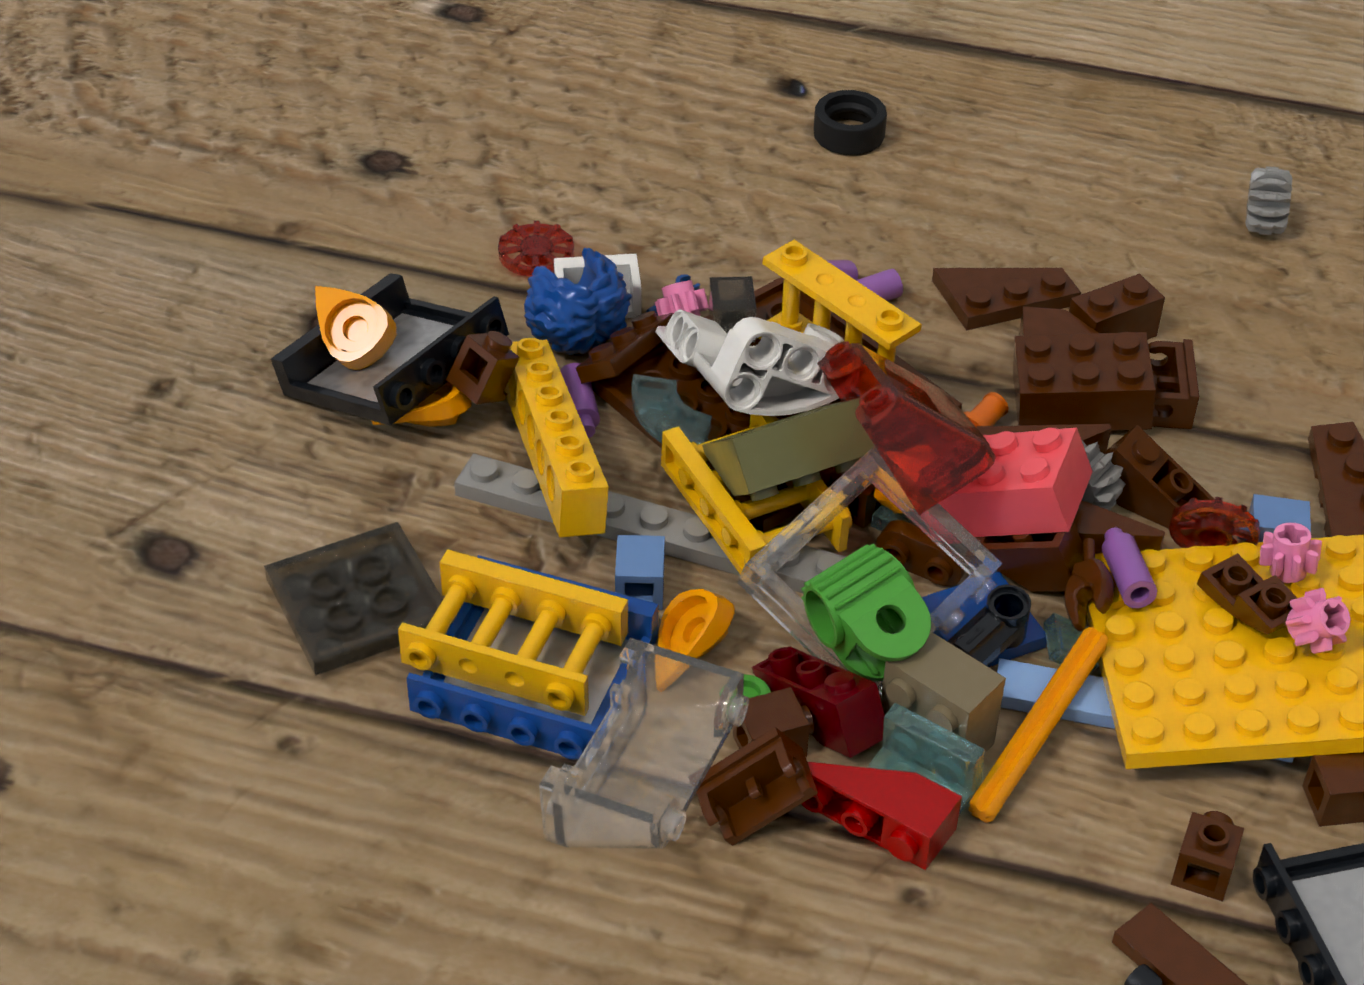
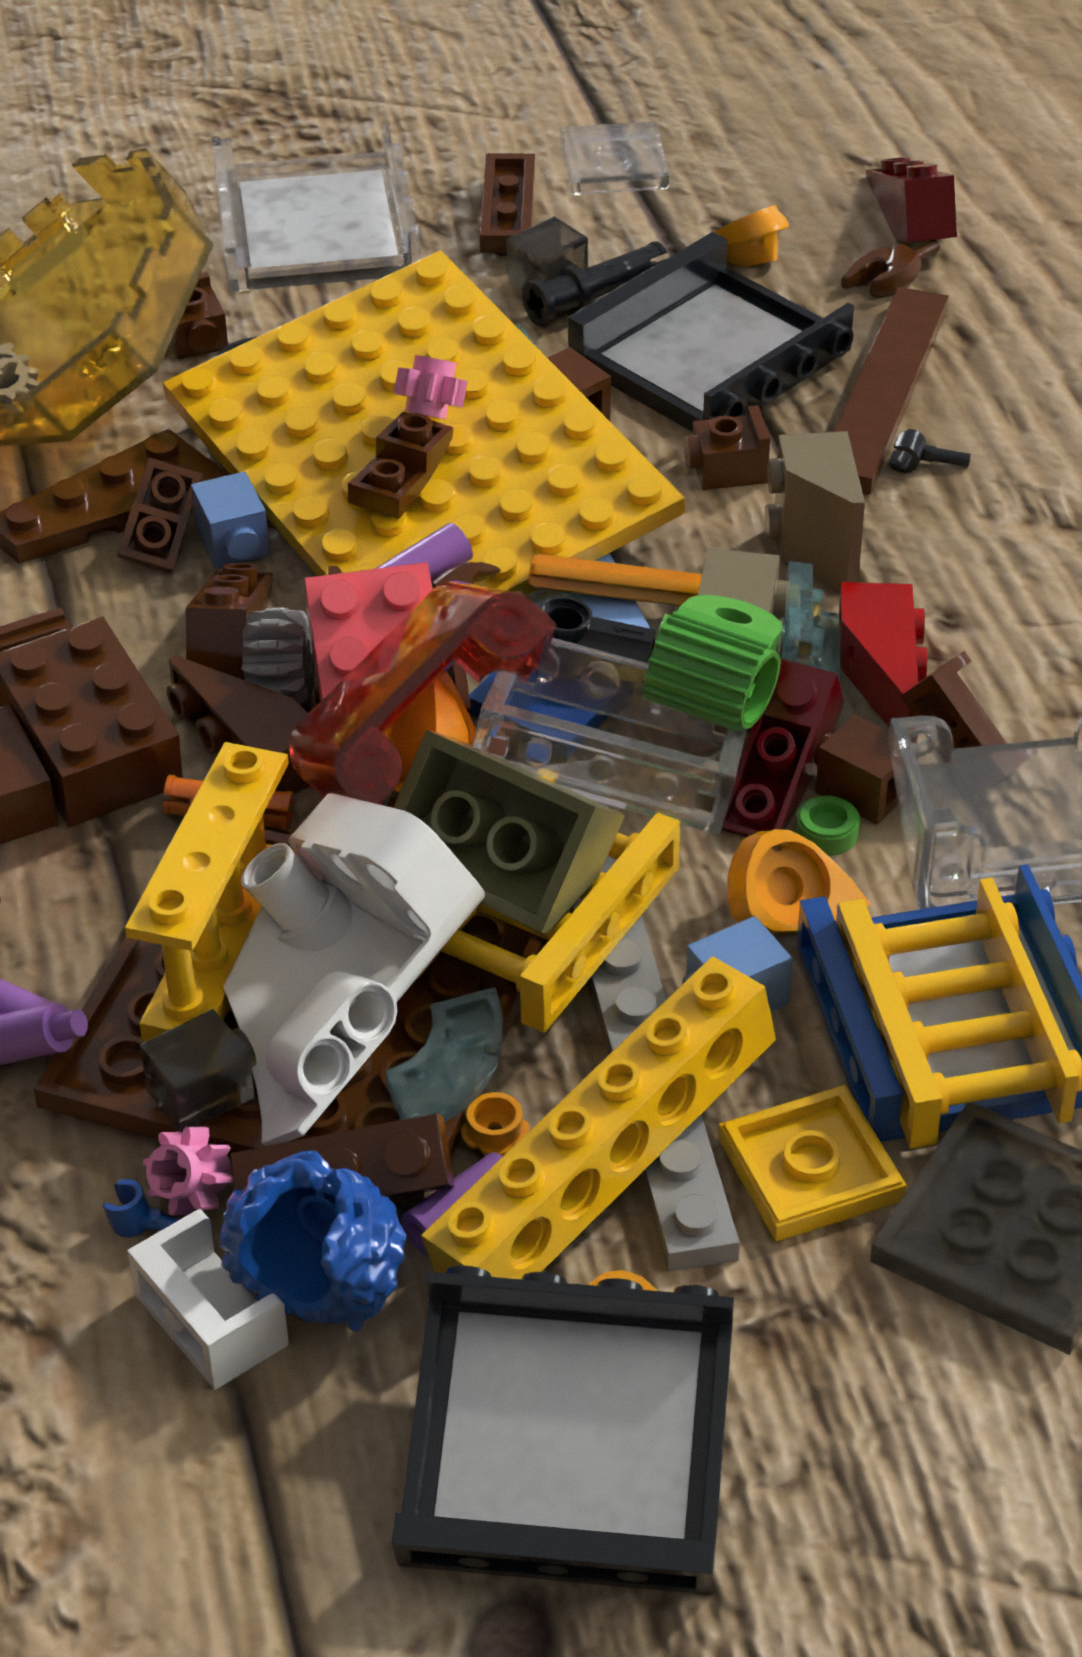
camera: 120 degrees left, 0 degrees up
(353, 327) = (582, 1474): light orange piece -> none
(484, 367) = (564, 1232): reddish brown brick -> none
(487, 533) = (811, 1163): none -> yellow tile
(533, 249) = (142, 1449): clear red wheel -> none
(621, 431) = (494, 1123): none -> light orange plate
(1058, 832) = (817, 505): none -> dark tan slope
(1212, 528) = (290, 537): clear red wheel -> none
(1290, 552) = (322, 445): bright pink gear -> none
(1328, 503) = (159, 516): none -> reddish brown slope

